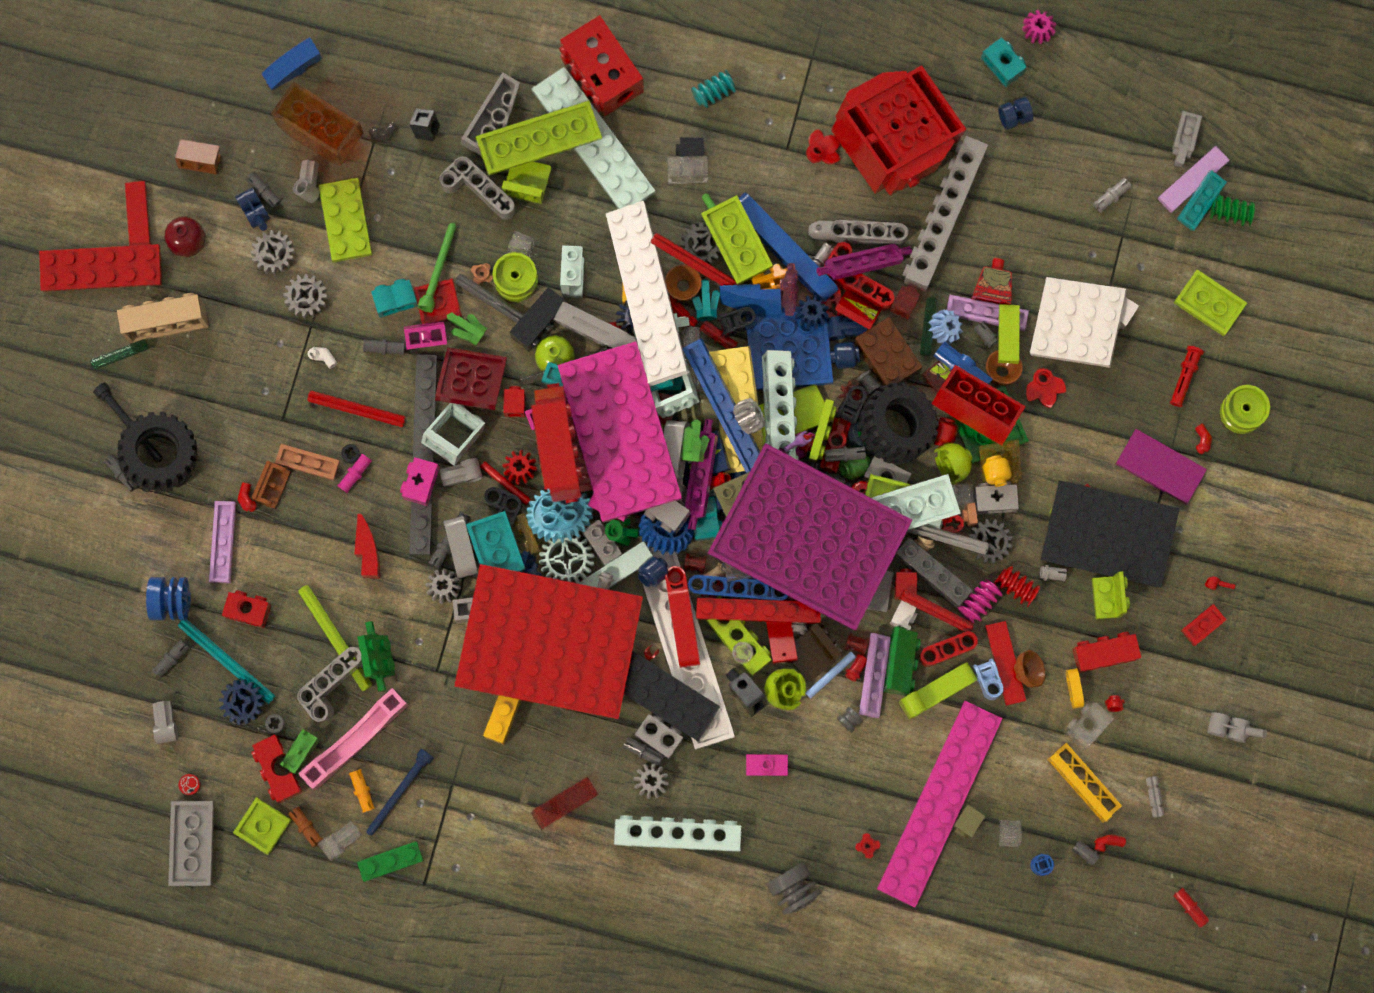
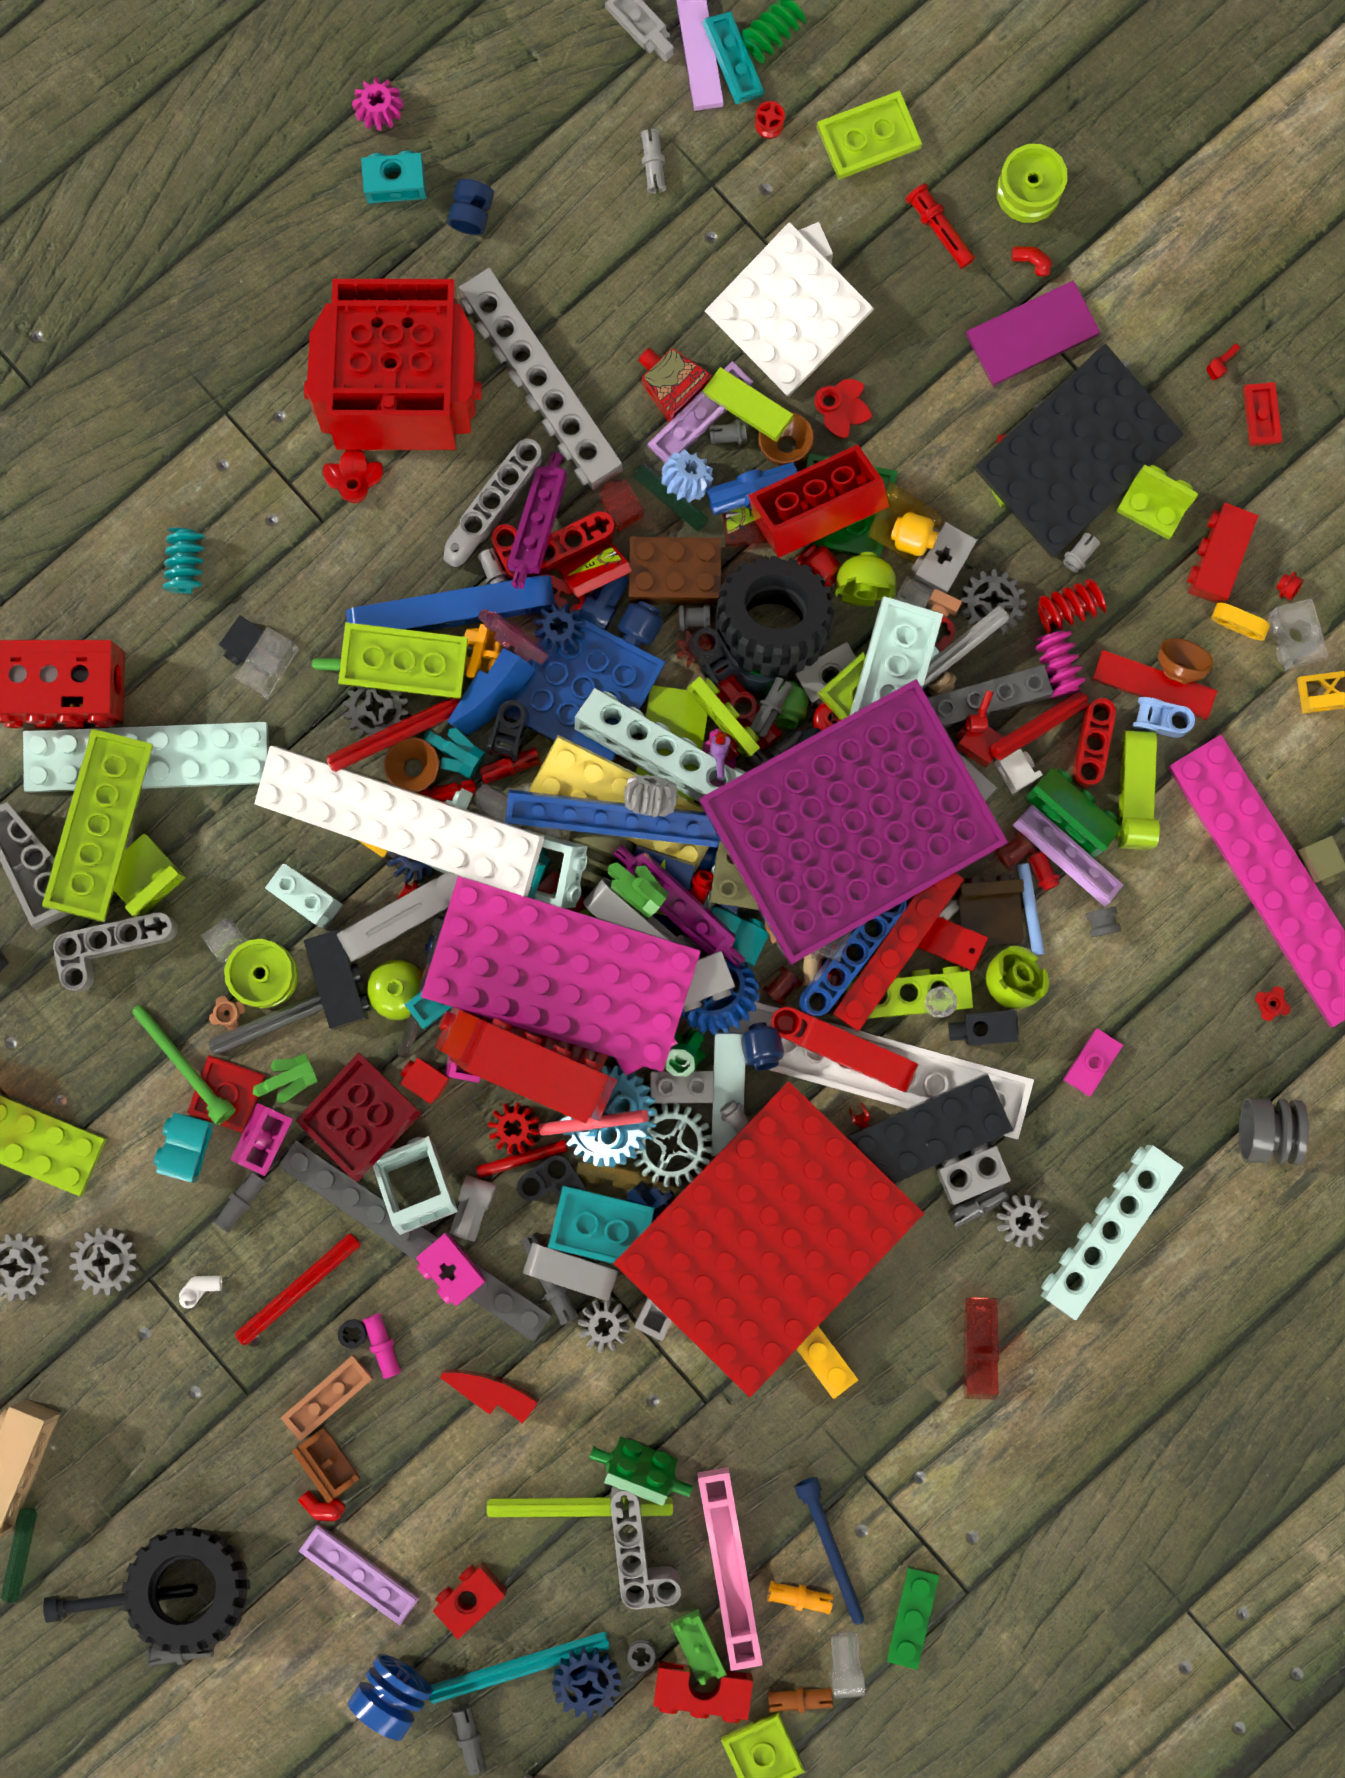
camera: 55 degrees left, 5 degrees up
(550, 505) = (606, 1121): none -> coral bar
(914, 574) = (979, 722): none -> red hand
(1184, 240) = (770, 112): none -> red wheel

